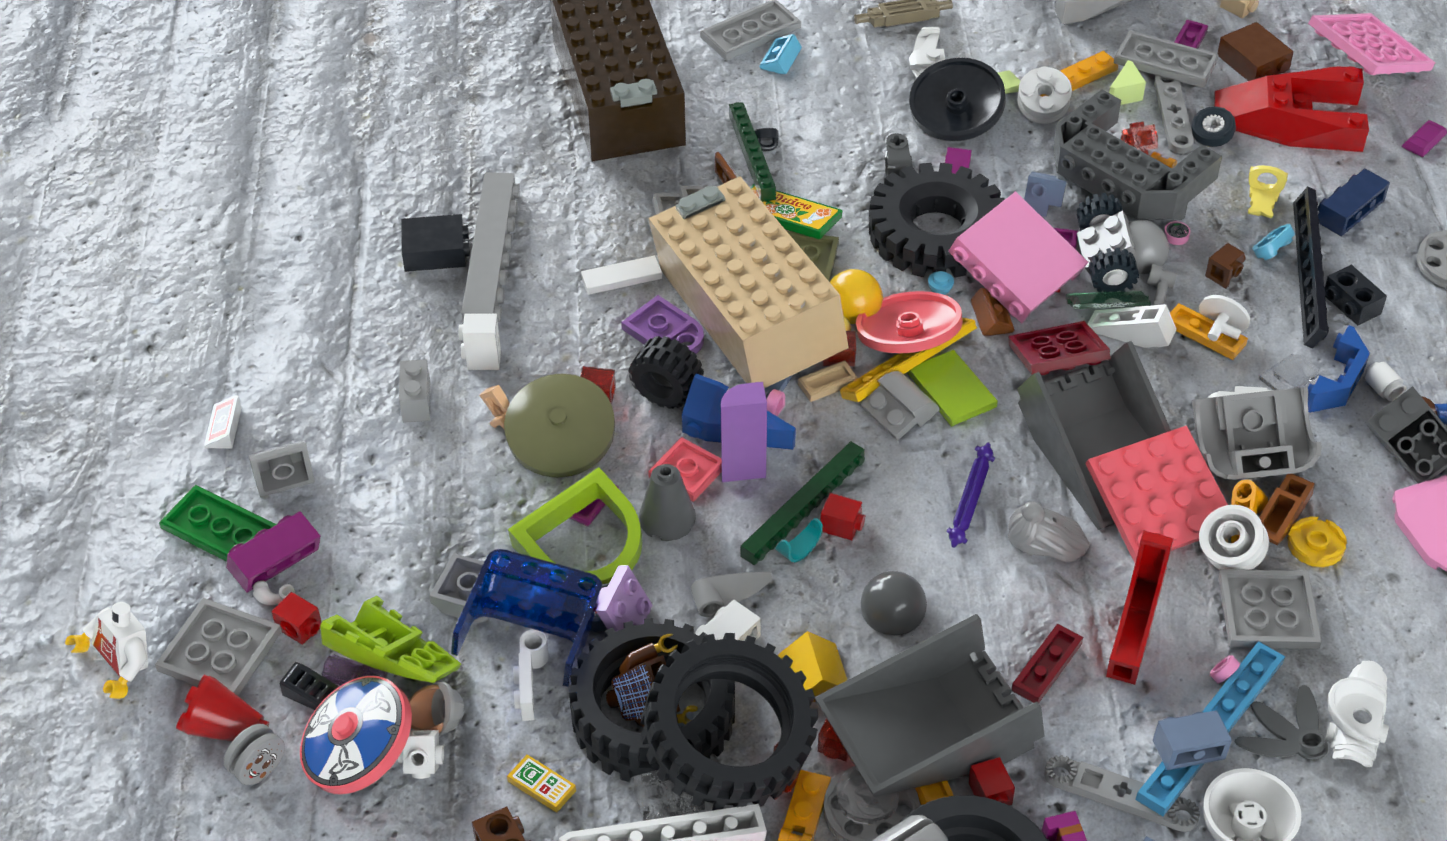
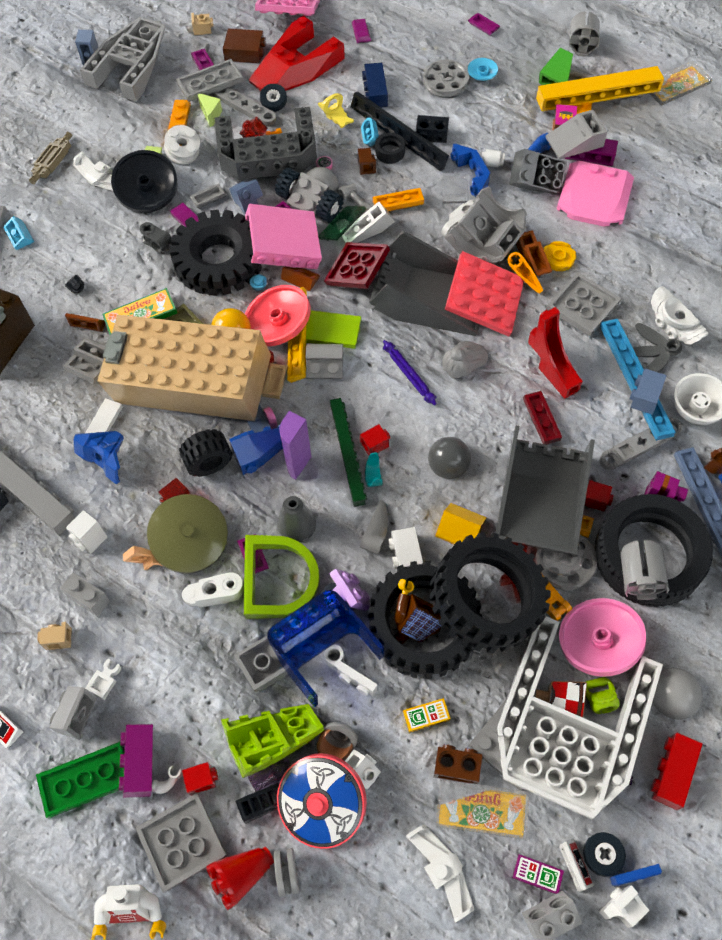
camera: 50 degrees left, 15 degrees up
(334, 470) = (102, 682): none -> white plate
(350, 400) = (55, 636): none -> tan brick
(513, 490) = (197, 595): none -> white piece
(585, 286) = (100, 449): none -> blue piece
(664, 319) = (162, 431): medium lavender tile -> none
(695, 465) = (271, 489): coral tile -> none
(752, 152) = (79, 297): dark green piece -> none
(1006, 165) = (208, 196): none -> light grey tile
(1224, 669) = (605, 347): bright pink tile -> none
(1228, 315) = (403, 183): white shield -> none
(1231, 521) = (543, 274): white wheel -> none
(1275, 262) = (390, 139): none -> black tyre

